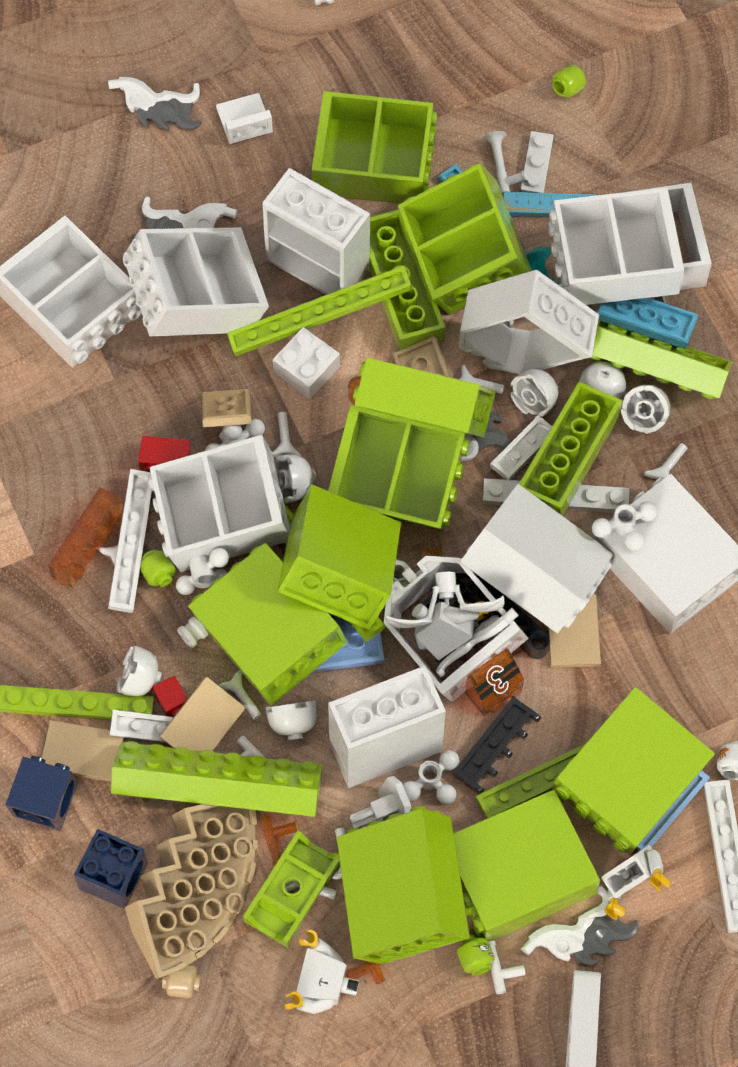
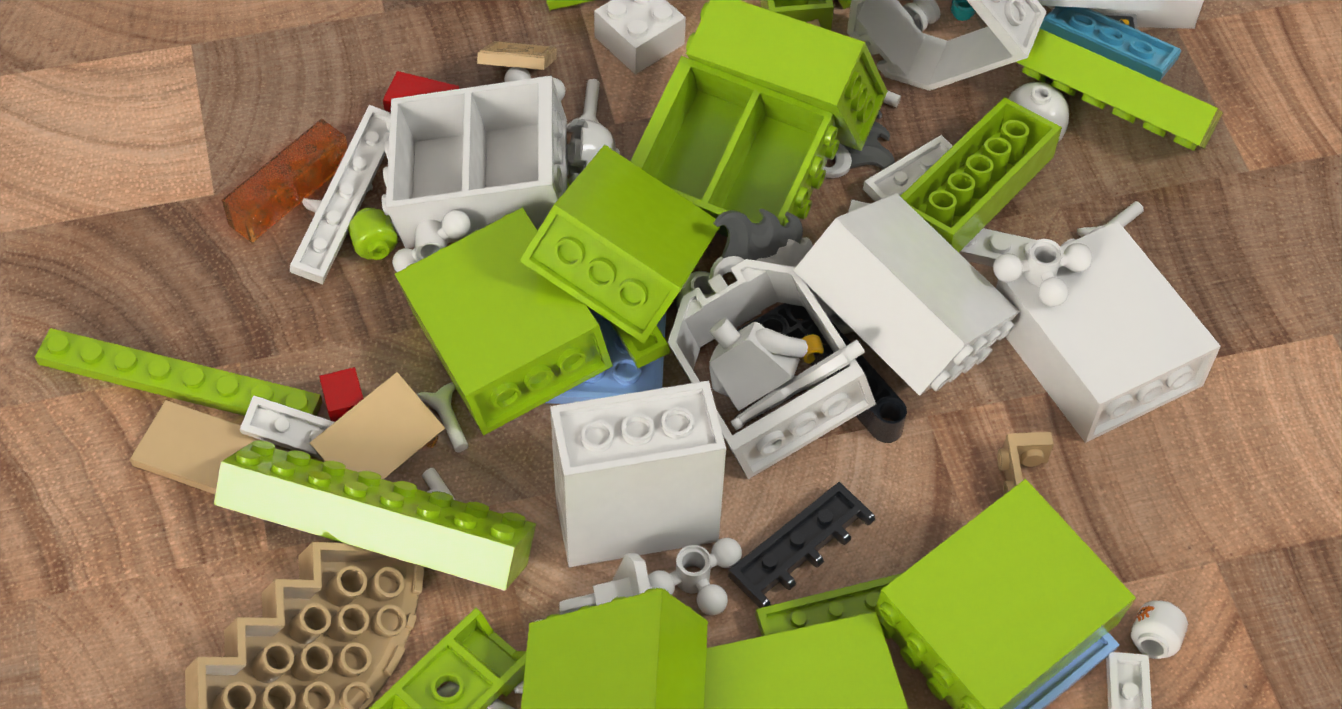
camera: 10 degrees right, 10 degrees down
(42, 792) = (116, 488): dark blue brick -> none
(111, 868) = (181, 609): dark blue brick -> none
(139, 672) = (307, 357): white cylinder -> none
(192, 632) = (398, 321): white wheel -> none
(271, 834) = (440, 610): clear orange piece -> none
(292, 718) = (509, 453): white cylinder -> none
(435, 538) = (760, 241): none -> dark grey piece
(446, 588) = (765, 305): white plant -> none
(494, 683) = (814, 455): clear orange slope -> none
(534, 392) = (940, 105): white cylinder -> none
(579, 643) = (946, 422): tan tile -> none
(631, 649) = (1024, 449): none -> tan bracket
(645, 408) = (1092, 146): white cylinder -> none

